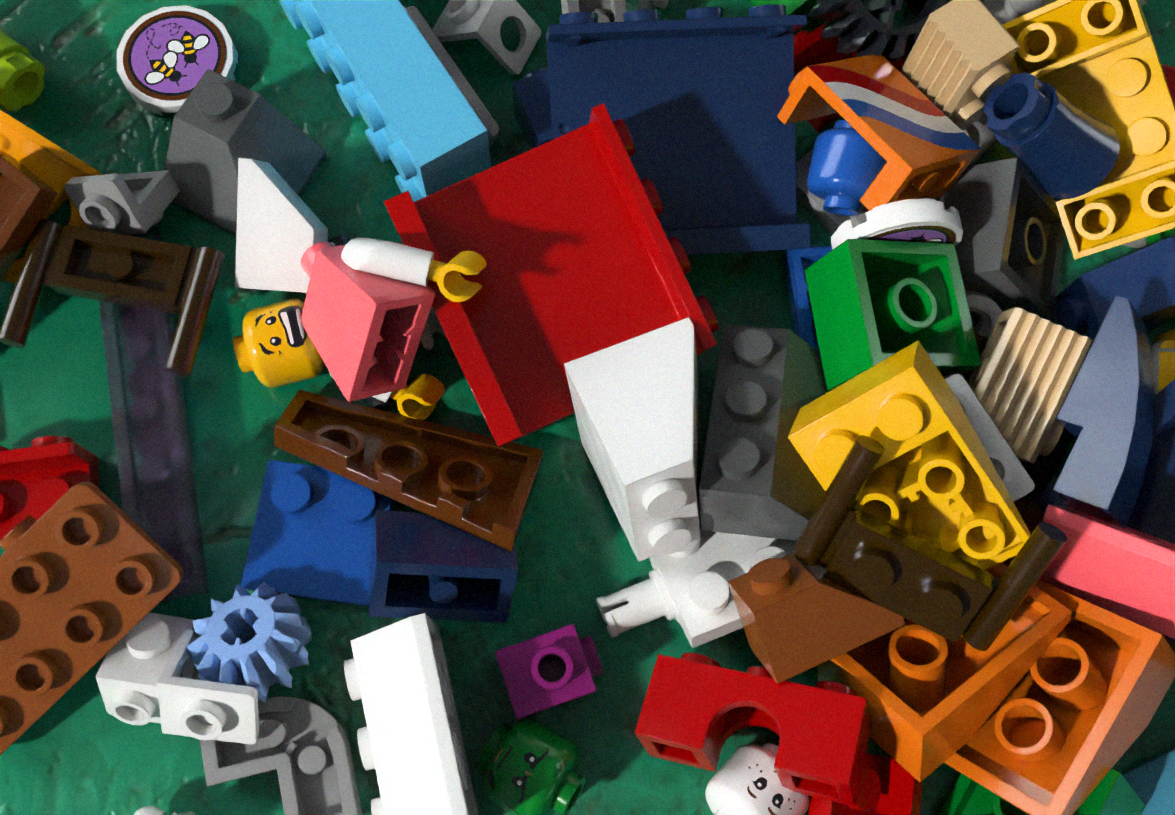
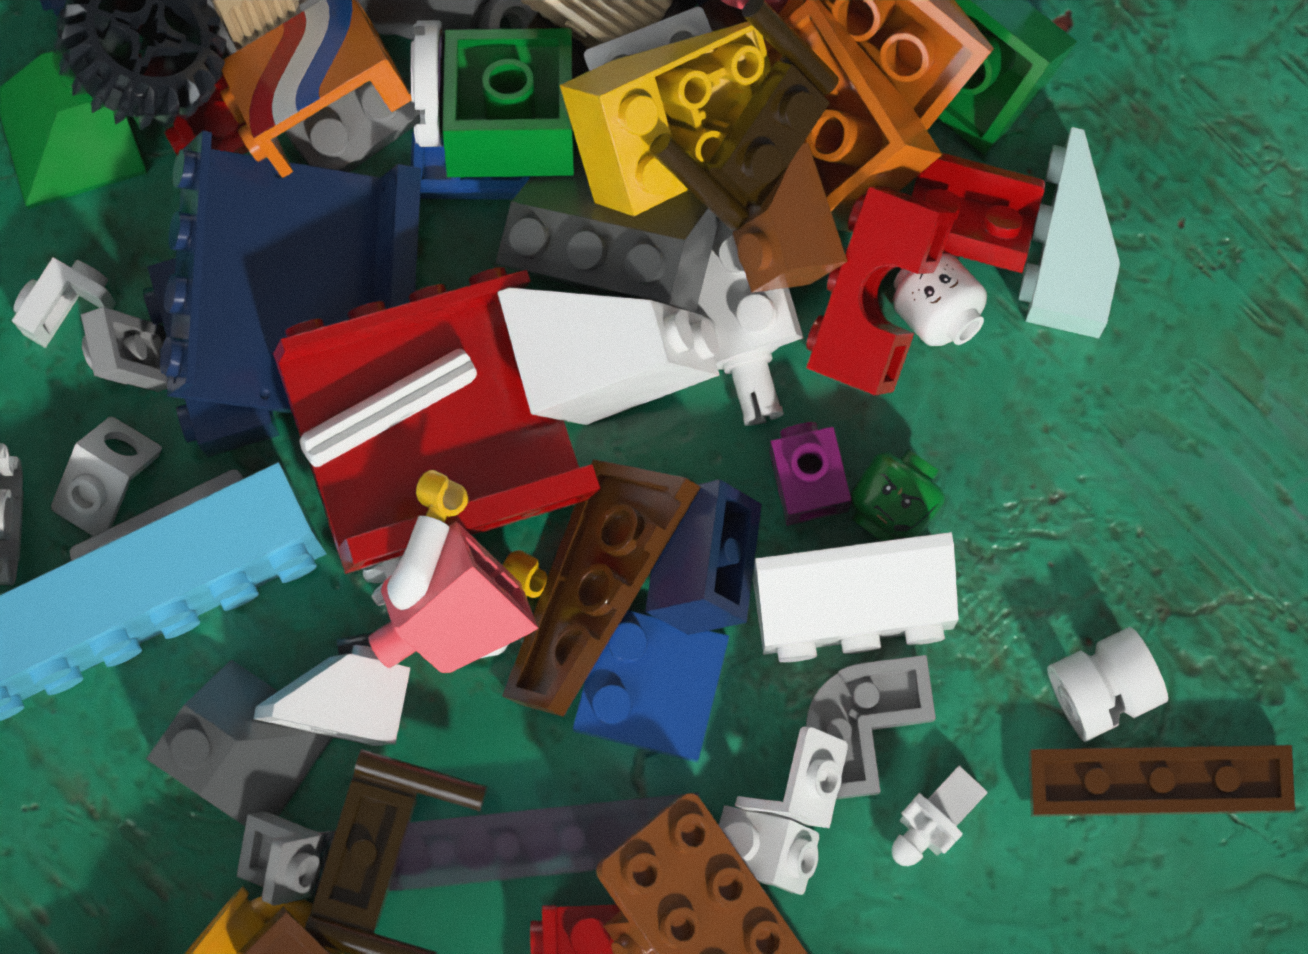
camera: 75 degrees left, 5 degrees up
(169, 54) = (100, 815): tile -> none
(251, 640) = (732, 744): light blue gear -> none
(277, 345) = (452, 709): yellow head -> none
(557, 229) = (387, 407): none -> white axle
(842, 169) = (348, 123): blue head -> none

